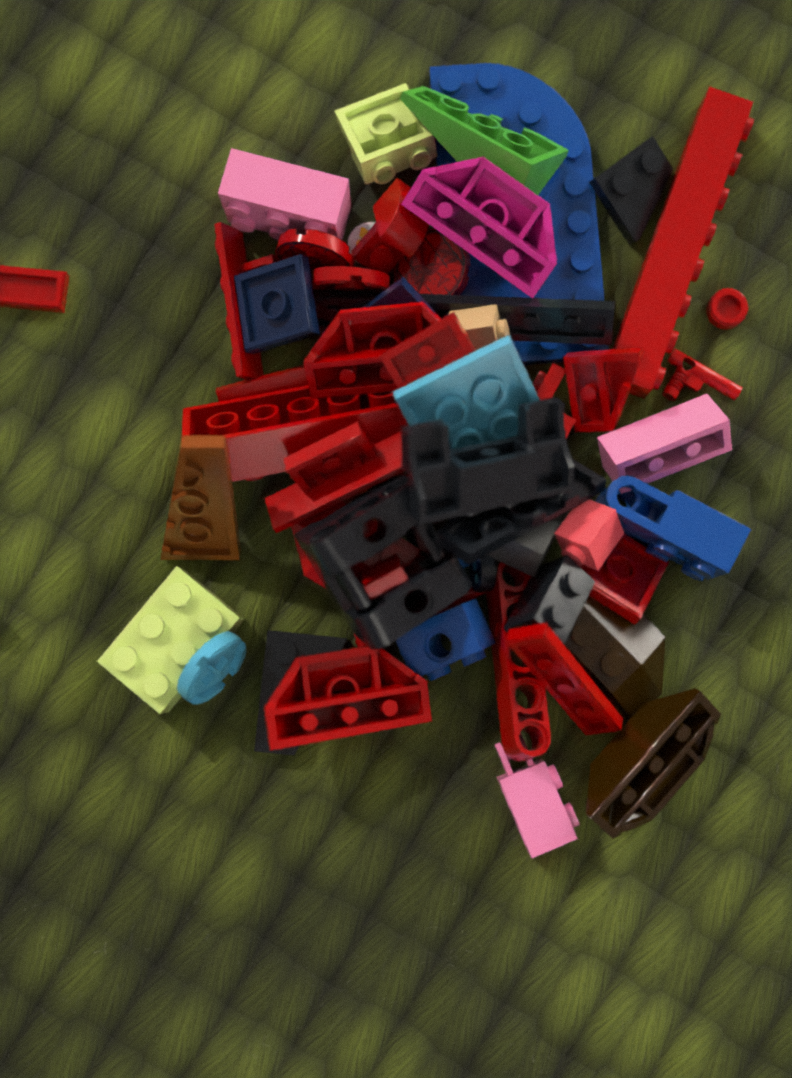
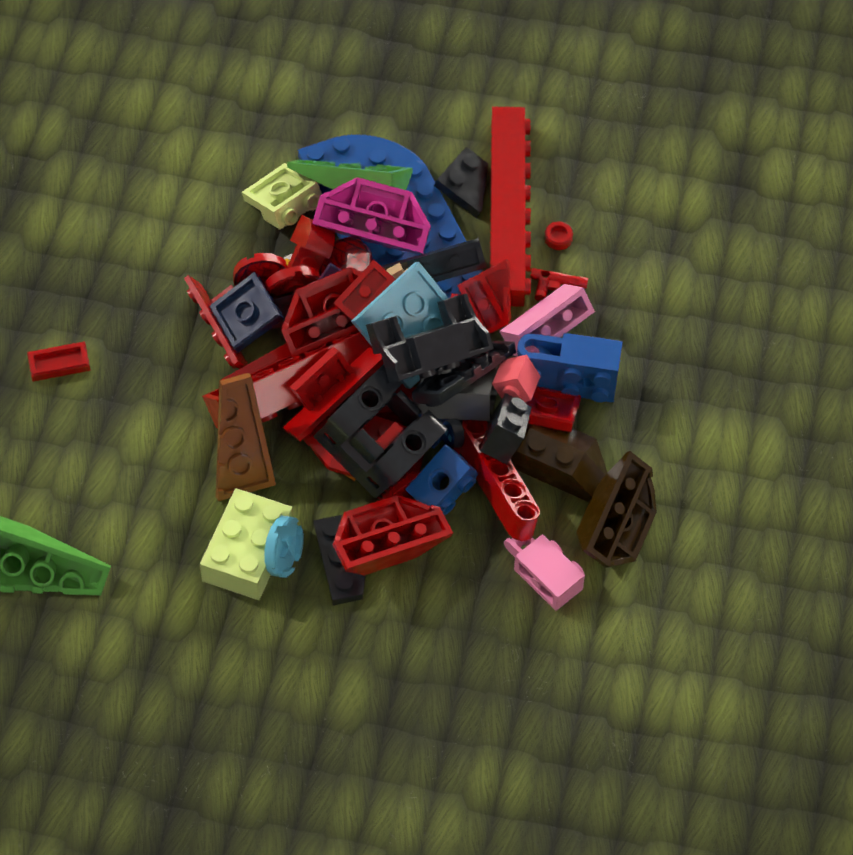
camera: 20 degrees left, 25 degrees down
(282, 196) = (219, 244): bright pink brick -> none
(564, 678) = (535, 471): red tile -> none

